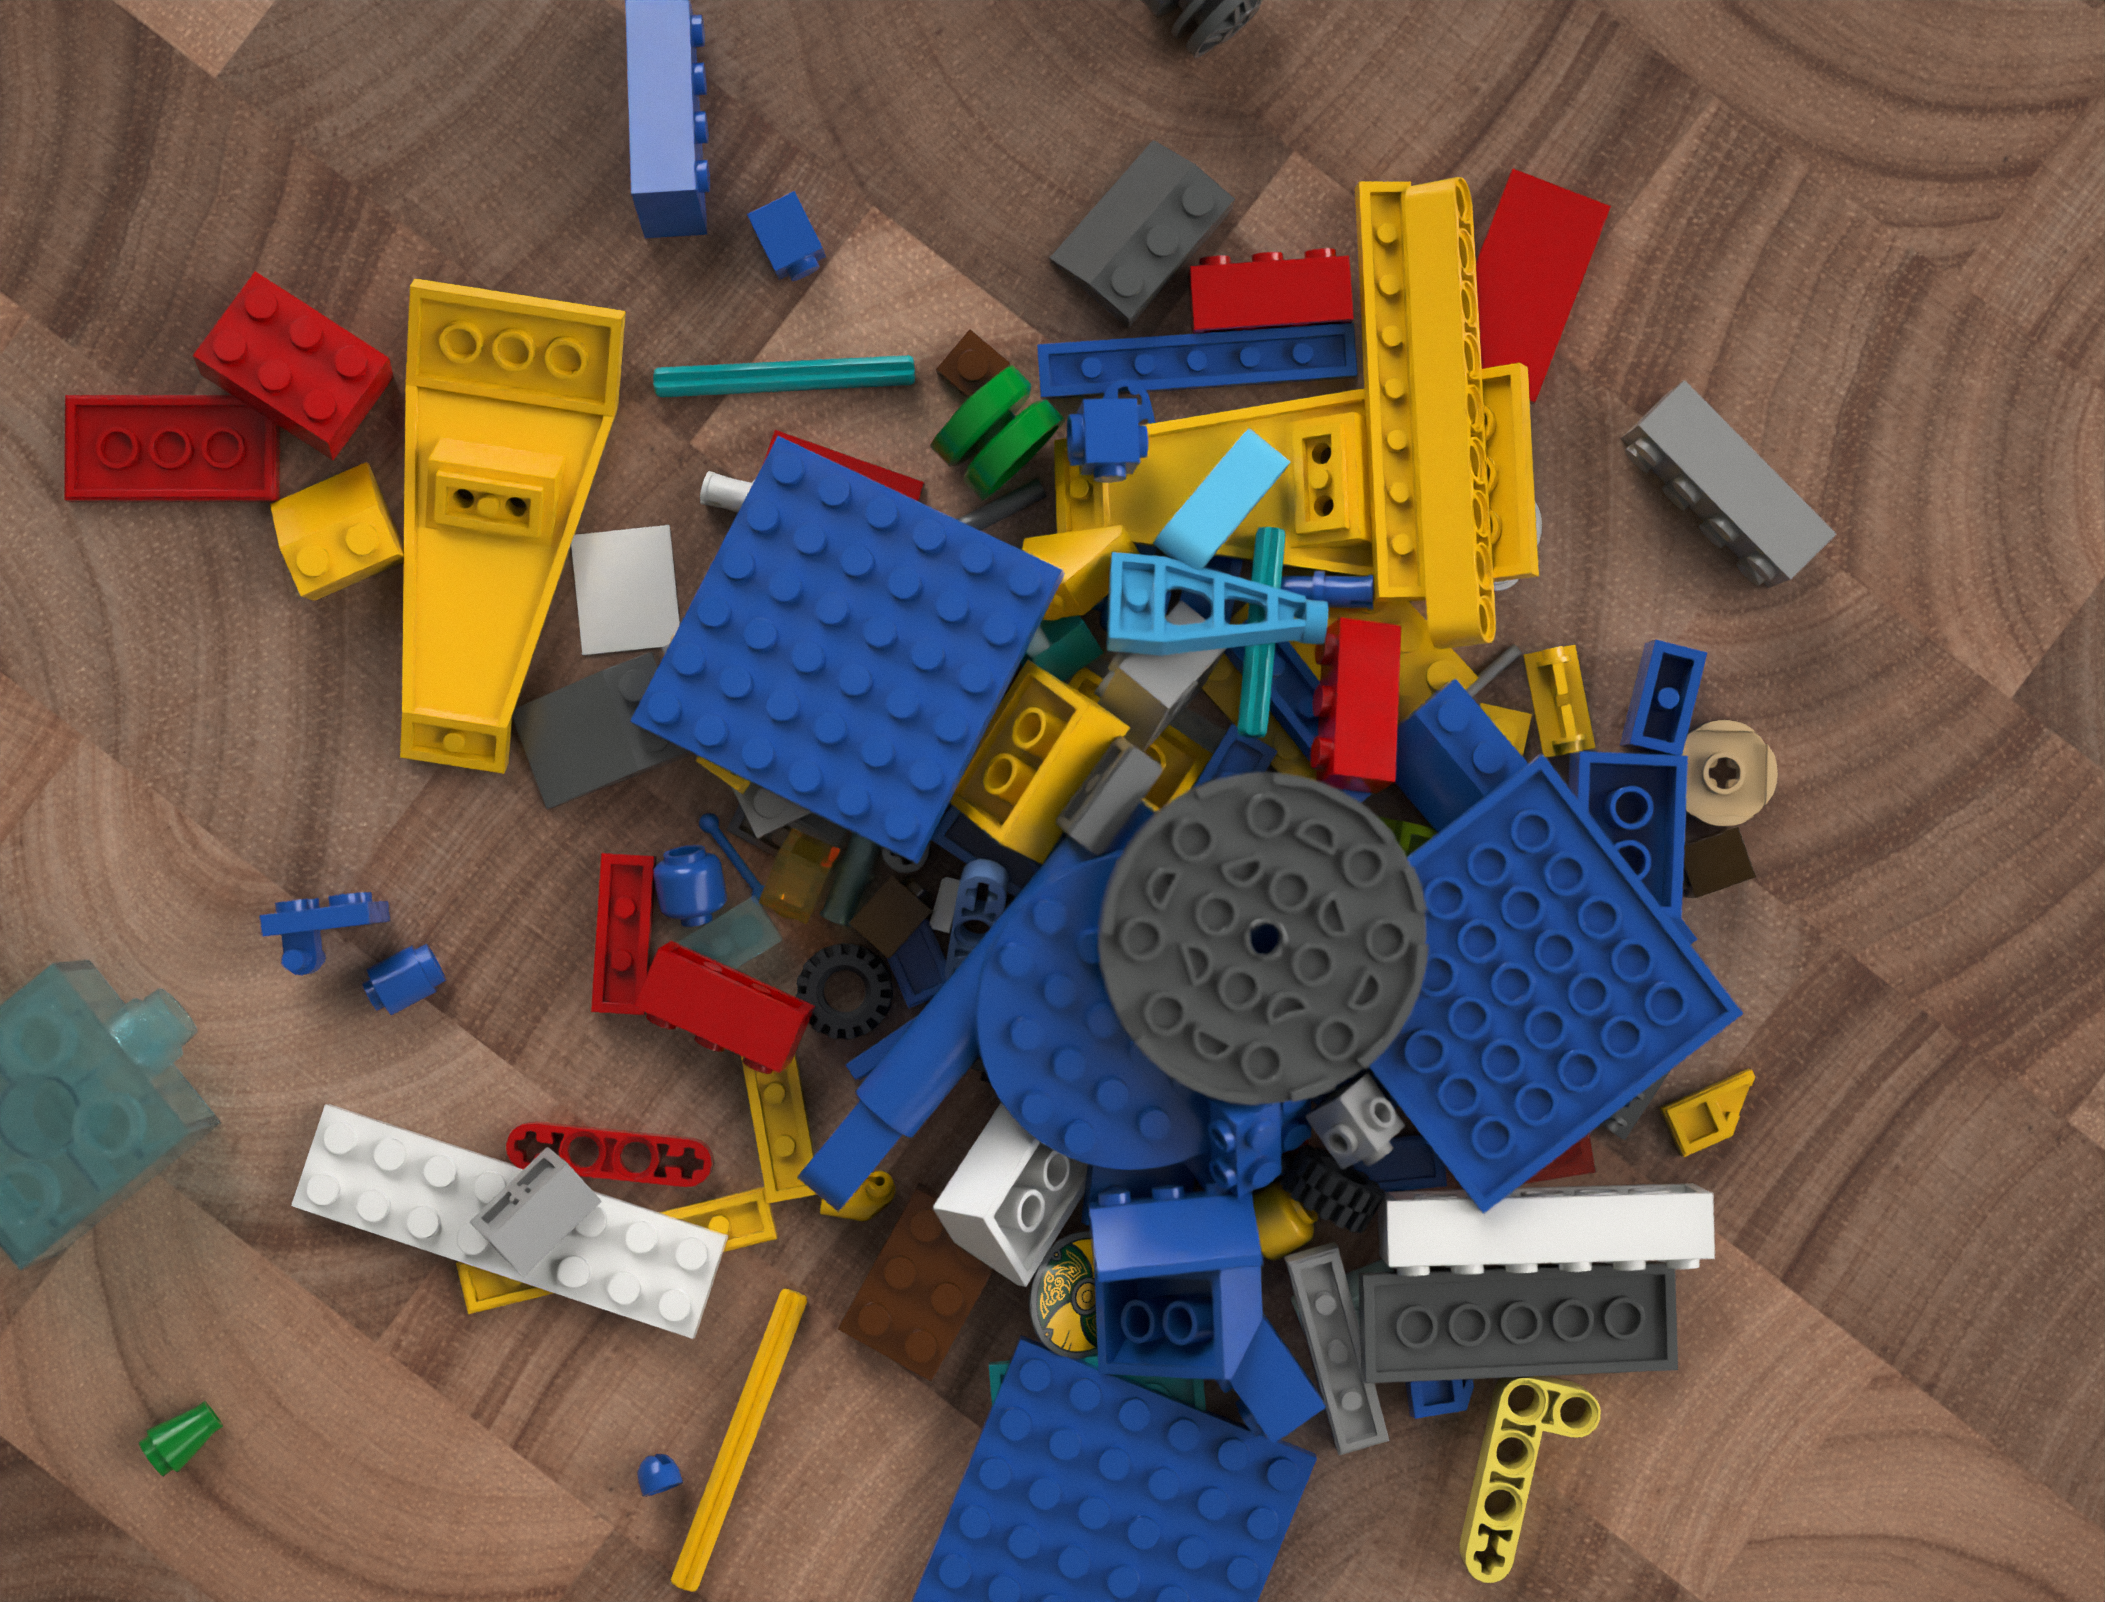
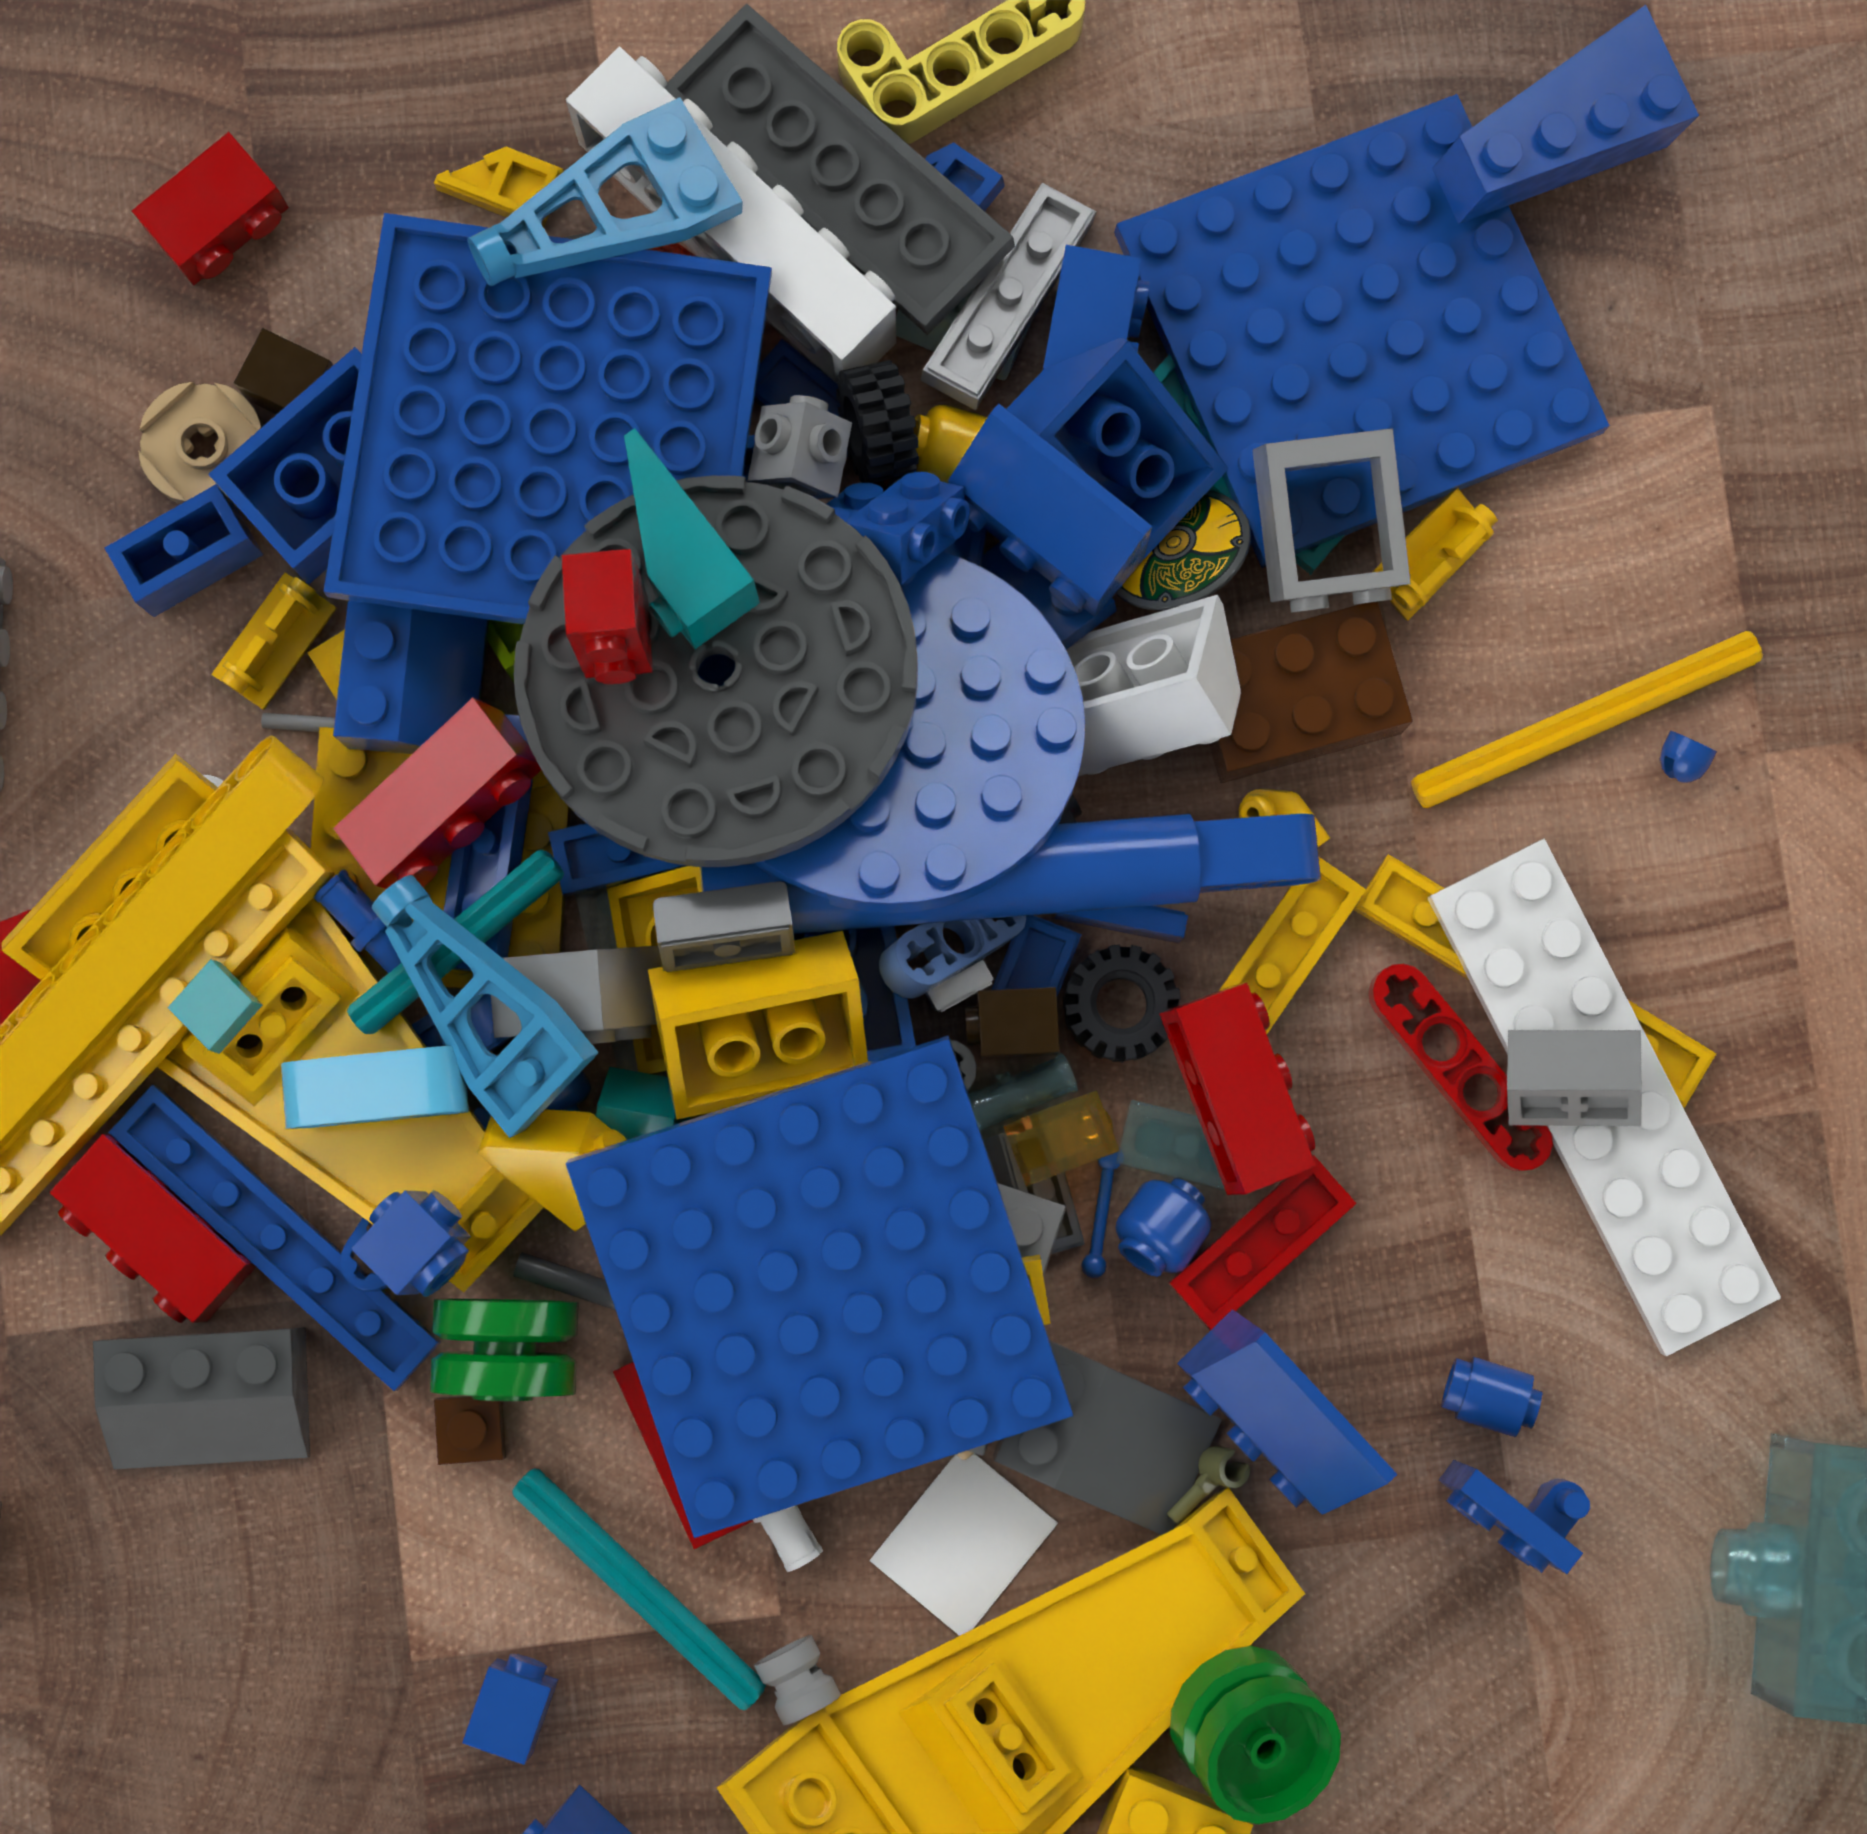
camera: 140 degrees left, 5 degrees down
(349, 647) = (1255, 1735): none -> green wheel
(512, 842) = (1281, 1417): none -> blue slope
(520, 772) = (1212, 1474): none -> olive hand
(637, 415) = (797, 1680): none -> light grey wheel
(929, 1448) = (1440, 548): none -> yellow hinge
(1071, 1403) = (1270, 466): none -> light grey window
(1341, 981) = (689, 566): none -> teal slope
(1350, 901) = (607, 615): none -> red brick
(1361, 455) = (215, 1006): none -> teal tile
(1596, 1217) = (678, 165): none -> dark azure plate
(1864, 918) = (212, 210): none -> red brick

